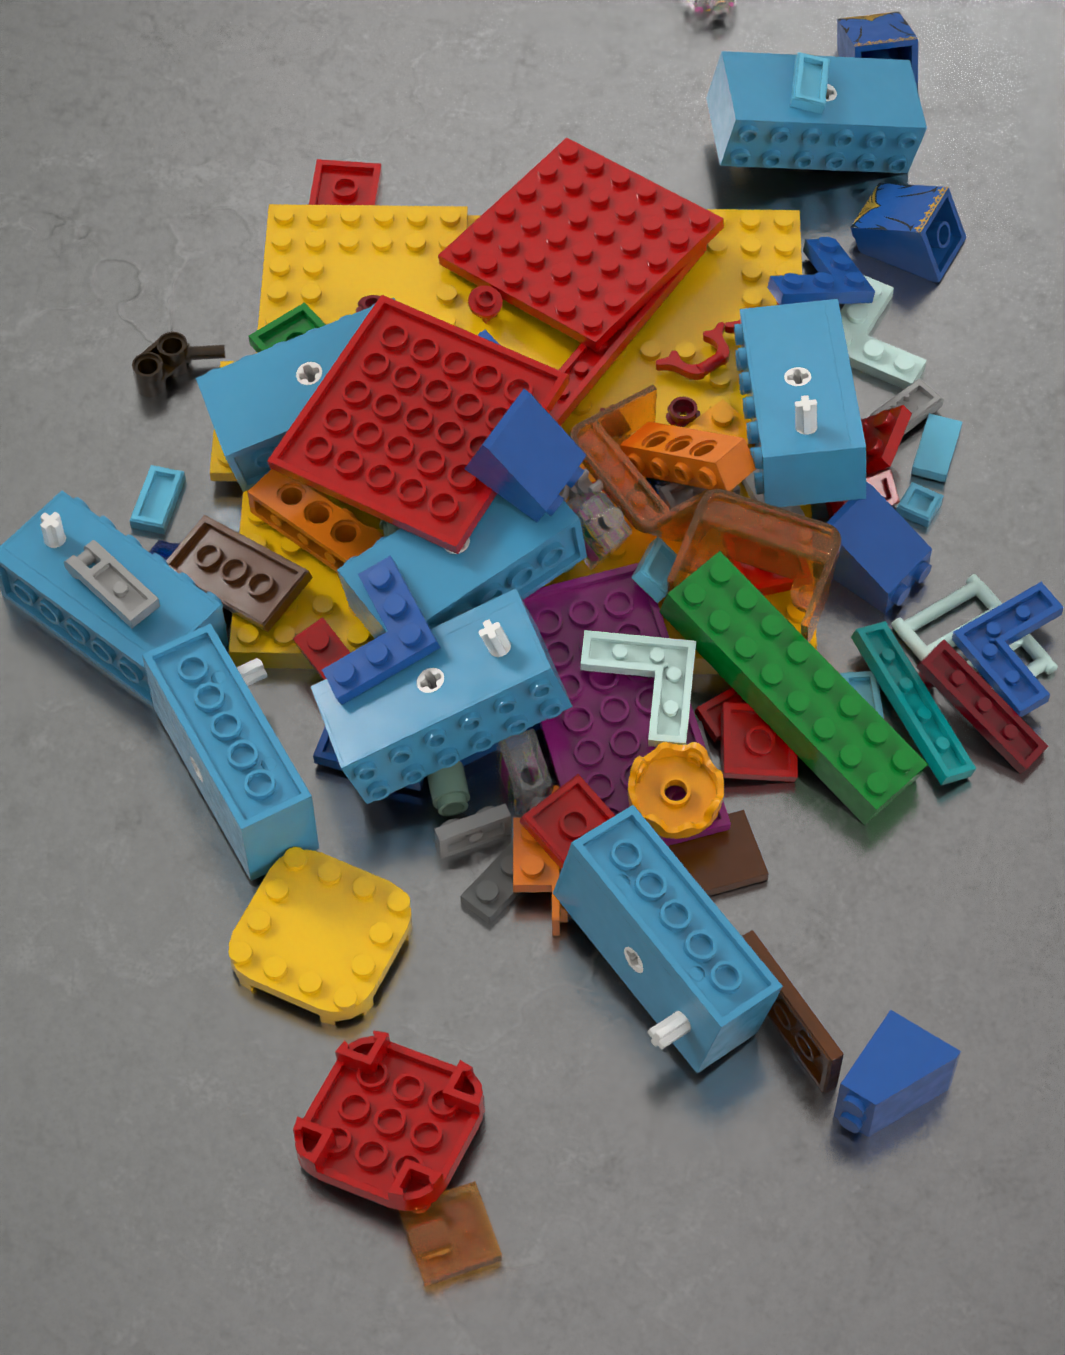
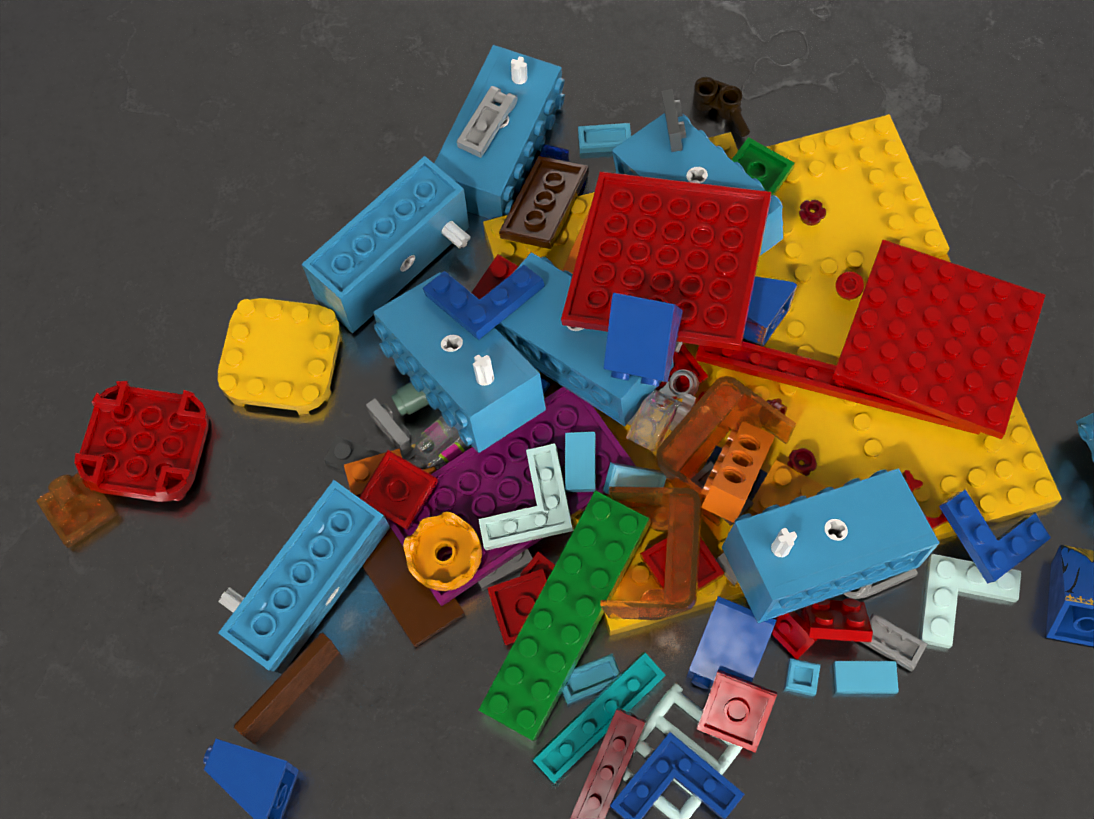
camera: 75 degrees right, 10 degrees up
(224, 374) = (672, 111): none -> dark grey plate
(345, 183) = (938, 162): red tile -> none
(612, 613) = (580, 462): none -> medium azure tile
(700, 370) = (857, 467): red helmet -> none
(947, 563) = (736, 711): none -> plate

